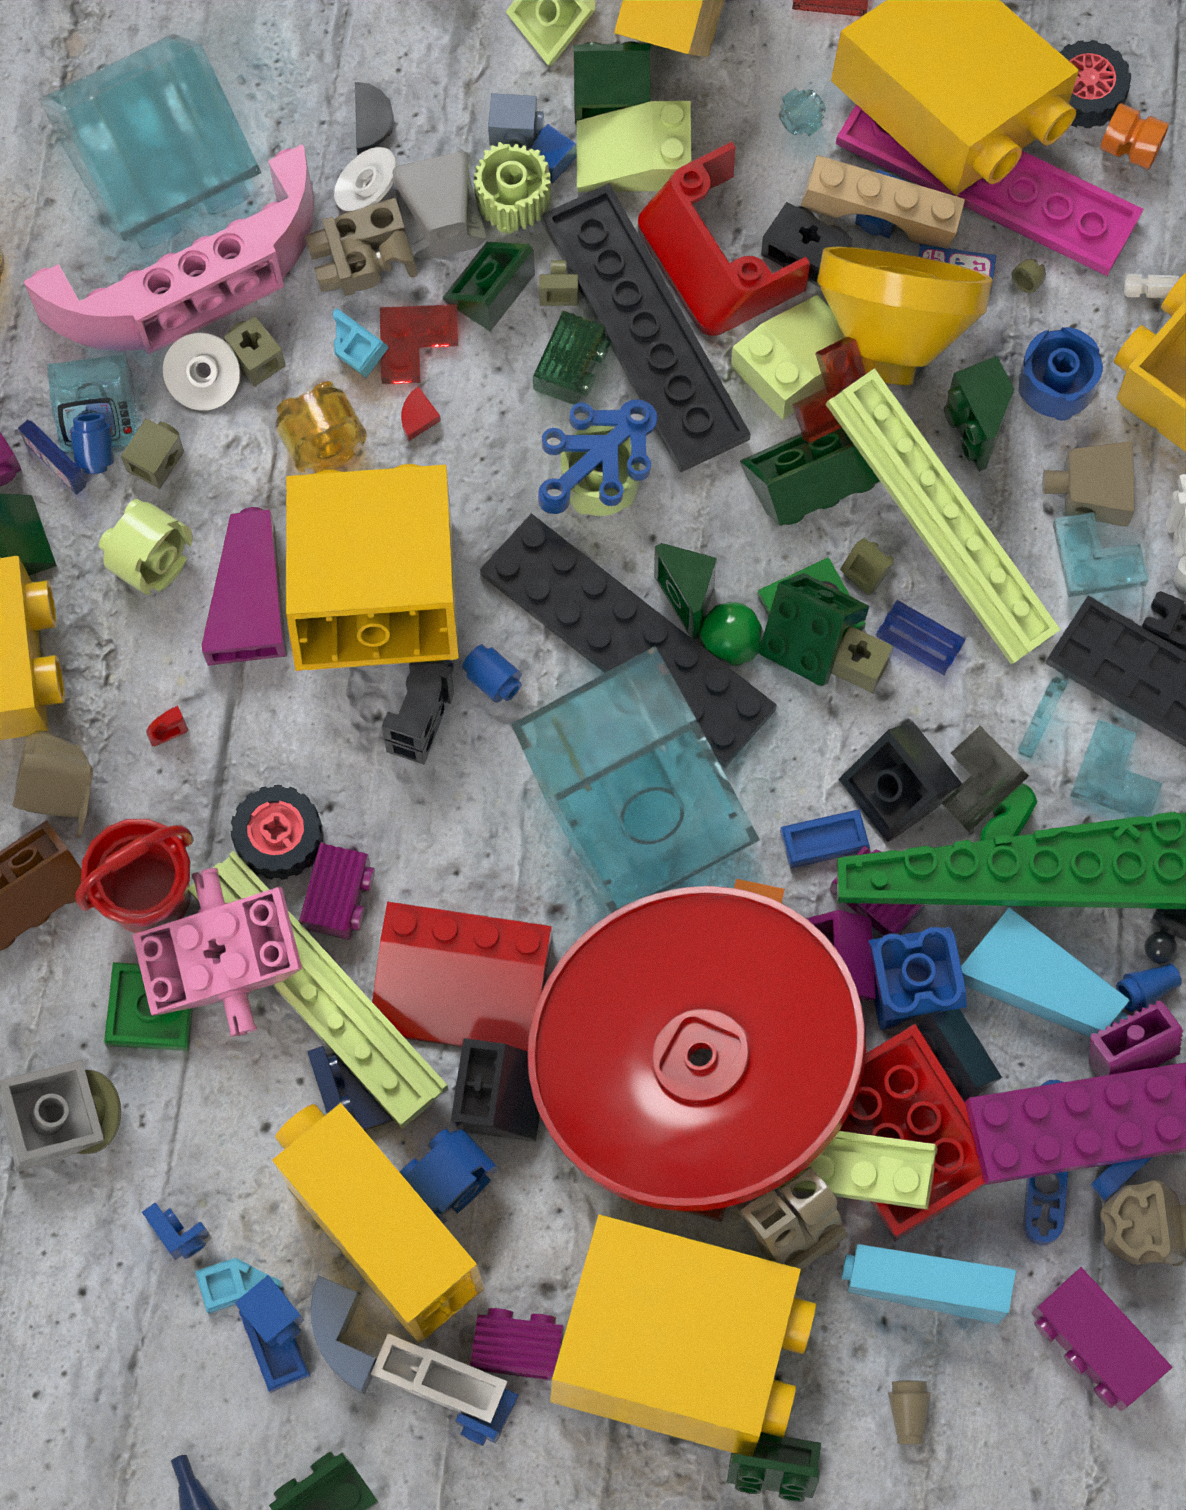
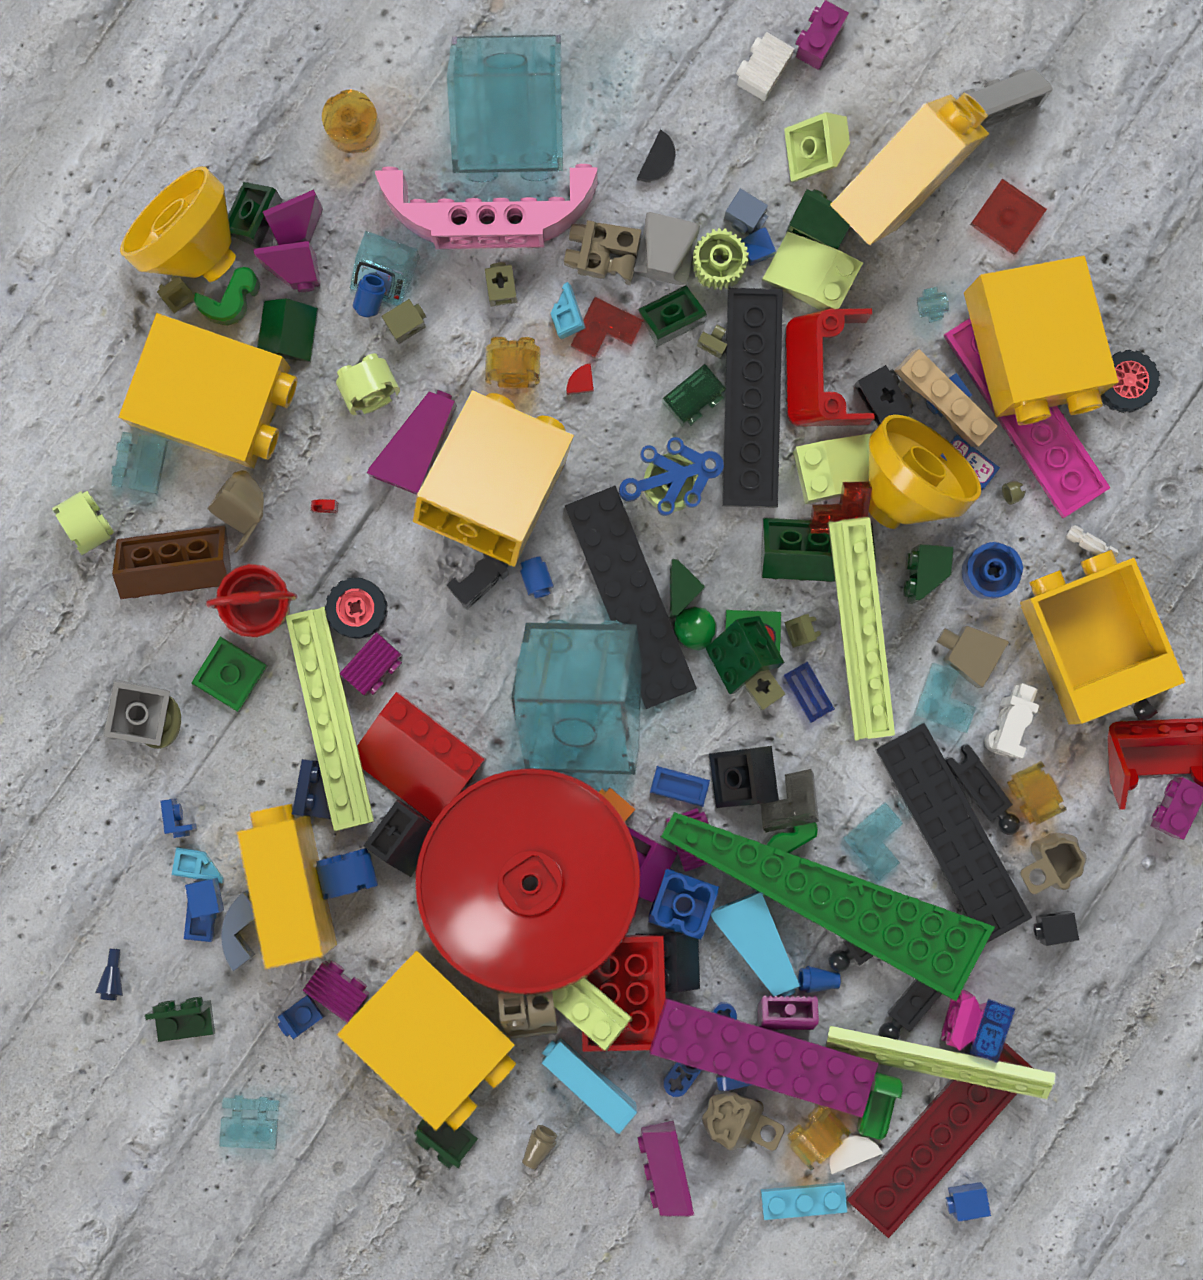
camera: 25 degrees right, 15 degrees up
(52, 456) = (341, 290): clear blue tile -> none
(186, 381) = (453, 289): white dish -> none
(218, 953) = (280, 671): bright pink slope -> none
(365, 179) = (630, 204): white dish -> none
(438, 1378) = (283, 990): white slope -> none
(1042, 717) = (852, 783): clear light blue tile -> none
(1134, 136) = (1134, 435): orange wheel -> none

